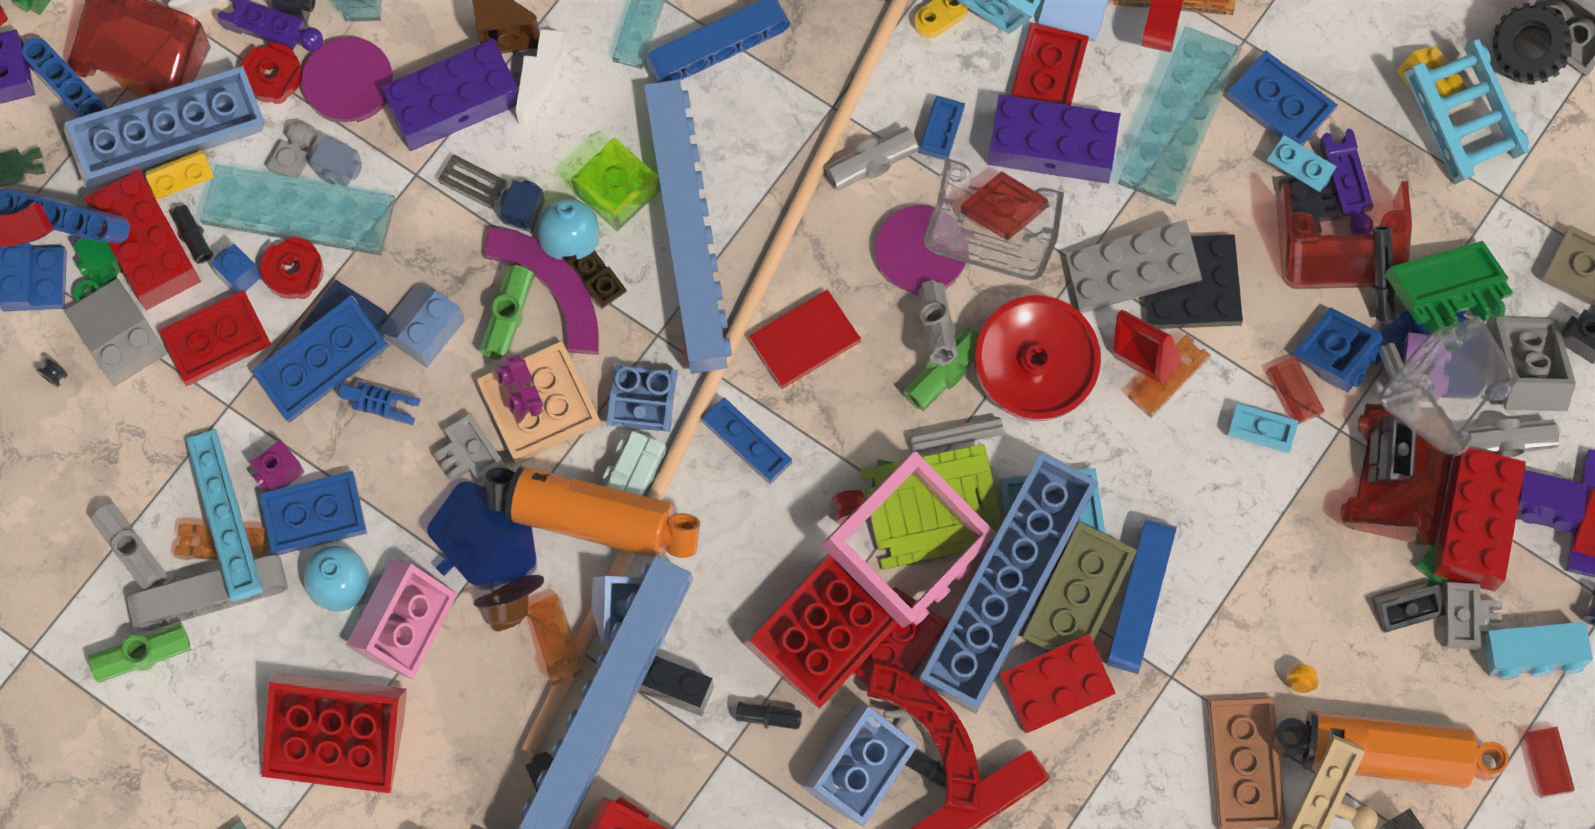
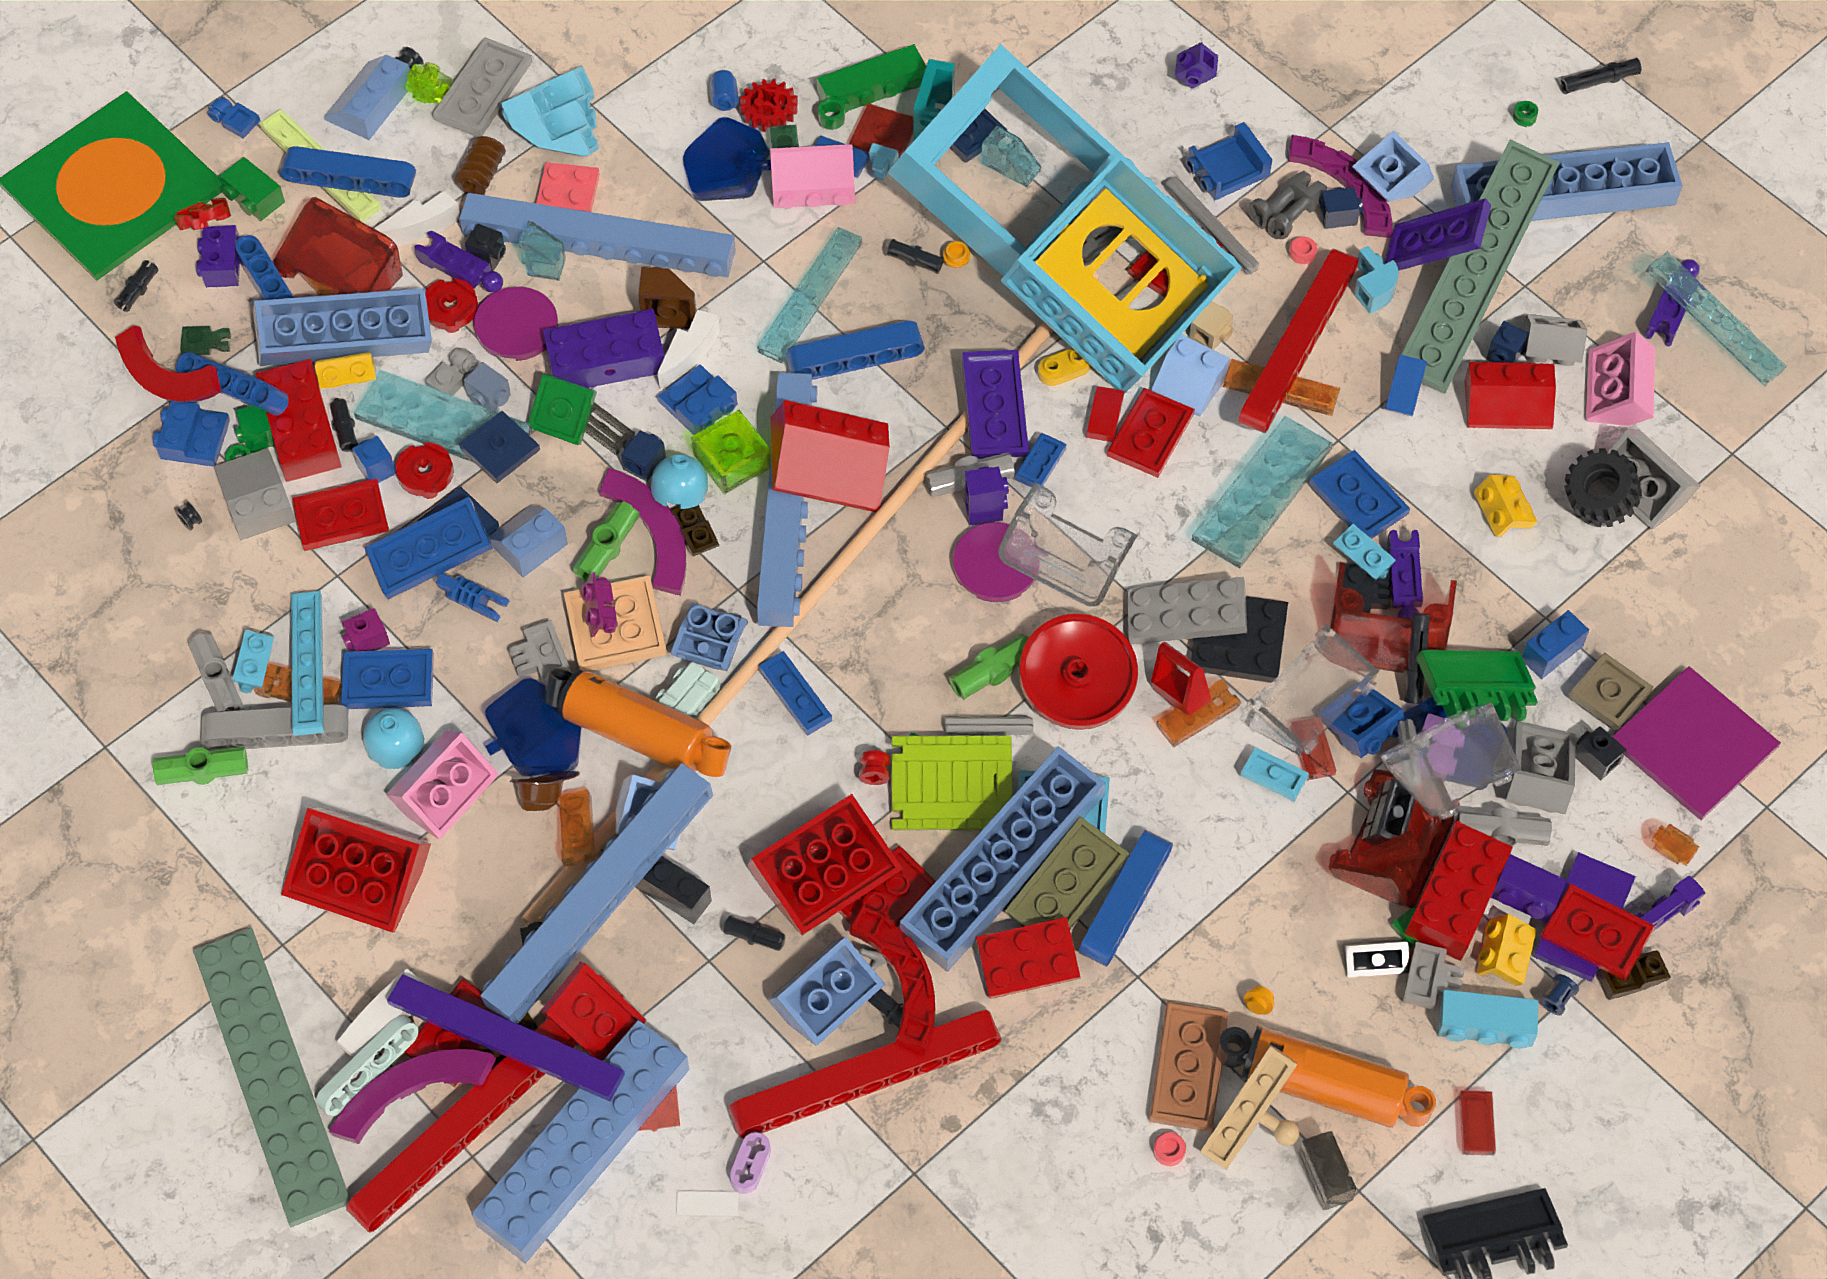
camera: 10 degrees right, 10 degrees down
(165, 523) = (252, 661): none -> medium azure hinge
(367, 228) = (499, 446): none -> dark blue plate
(422, 171) = (561, 409): none -> green tile
(564, 129) = (699, 399): none -> blue plate
(721, 170) = (828, 455): none -> slope
(804, 339) = (870, 617): red tile -> none
(870, 580) = (874, 828): bright pink window -> none
(880, 73) = (995, 403): none -> dark purple piece
(895, 180) = (985, 495): none -> dark purple brick
(937, 322) = (993, 622): light grey piece -> none
(996, 60) = (1105, 414): none -> red tile
(1004, 205) = (1079, 535): clear red tile -> none
(1054, 139) = (1140, 489): dark purple brick -> none
(1282, 334) = (1310, 693): none -> clear windscreen
(1436, 110) = (1507, 553): medium azure fence -> none
(1518, 226) = (1555, 644): none -> blue brick
(1538, 570) = (1506, 949): none -> yellow bracket

